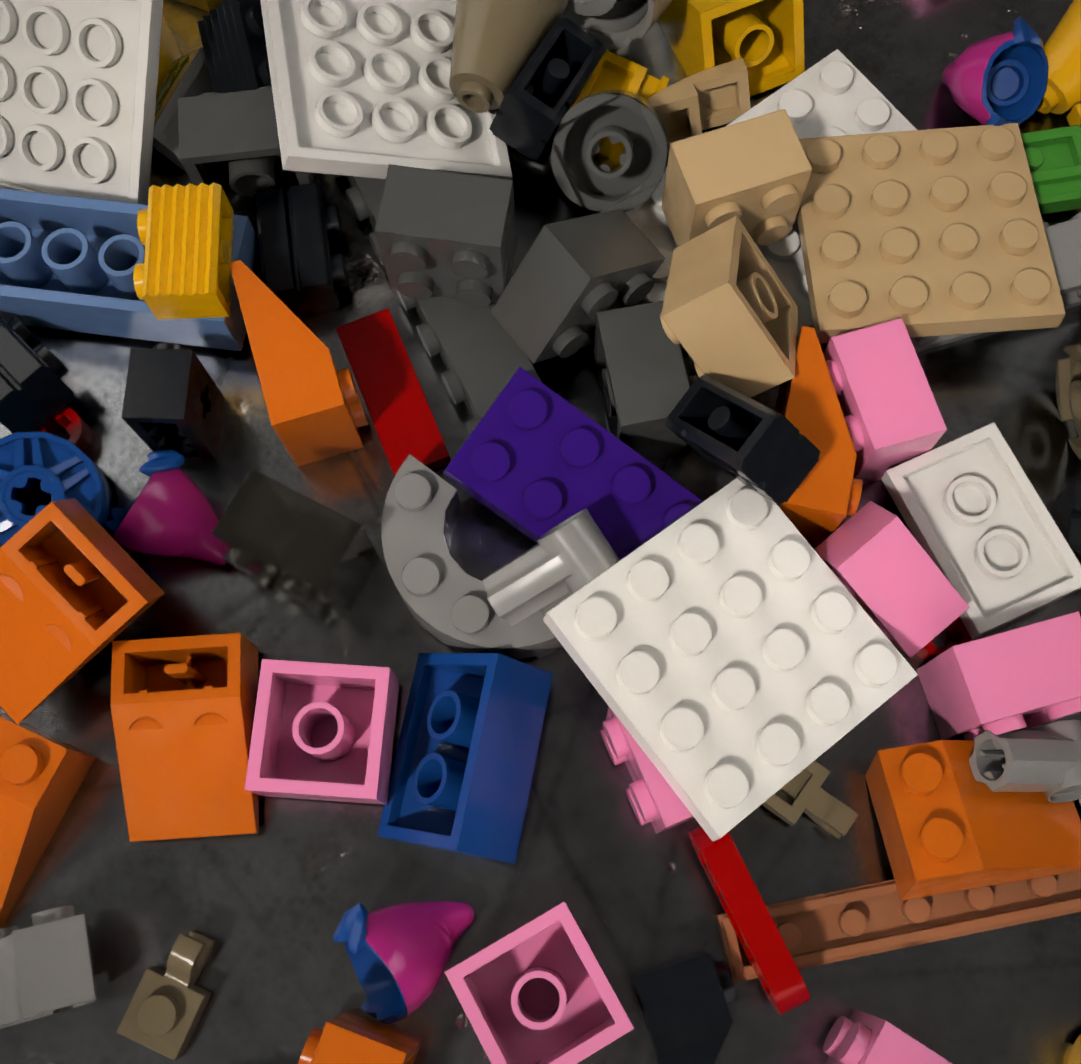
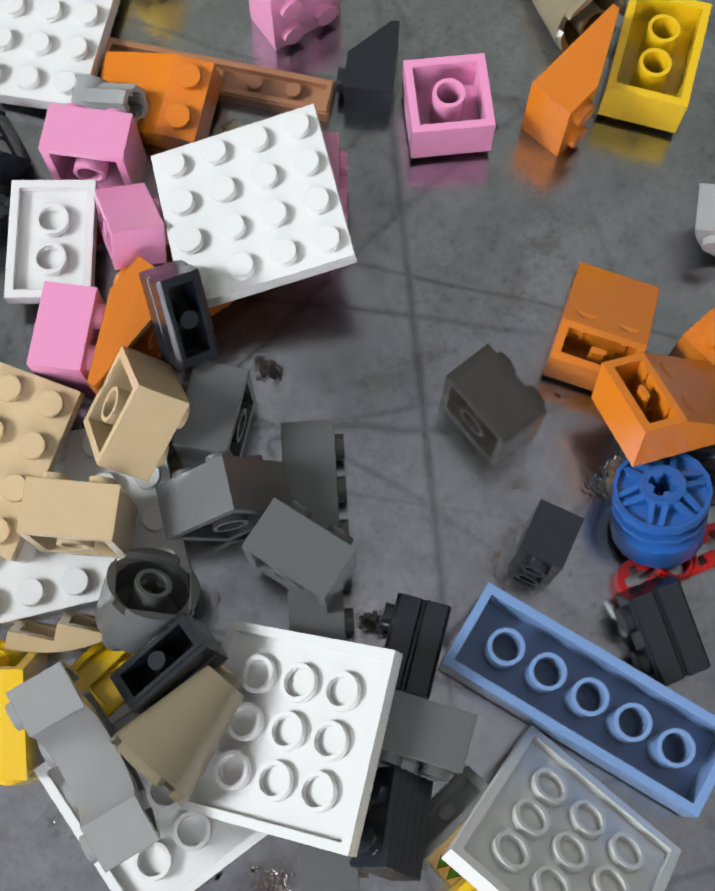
camera: 160 degrees left, 0 degrees up
(168, 515) = (576, 475): dark pink hat -> none
(168, 1001) = (660, 194): dark tan plate -> none
(186, 252) = (498, 633): yellow brick -> none
(305, 394) = (447, 523): orange slope -> none
(323, 732) = (516, 289): bright pink brick -> none
(392, 391) = (386, 510): red tile -> none
(401, 951) = (515, 159): dark pink hat -> none
(436, 590) = (401, 331): light grey brick -> none
(467, 754) = (435, 251): blue slope -> none
(546, 460) = (297, 364): dark purple brick -> none
(558, 565) = (325, 298): light grey piece -> none
(751, 920) = (312, 77): red beam -> none

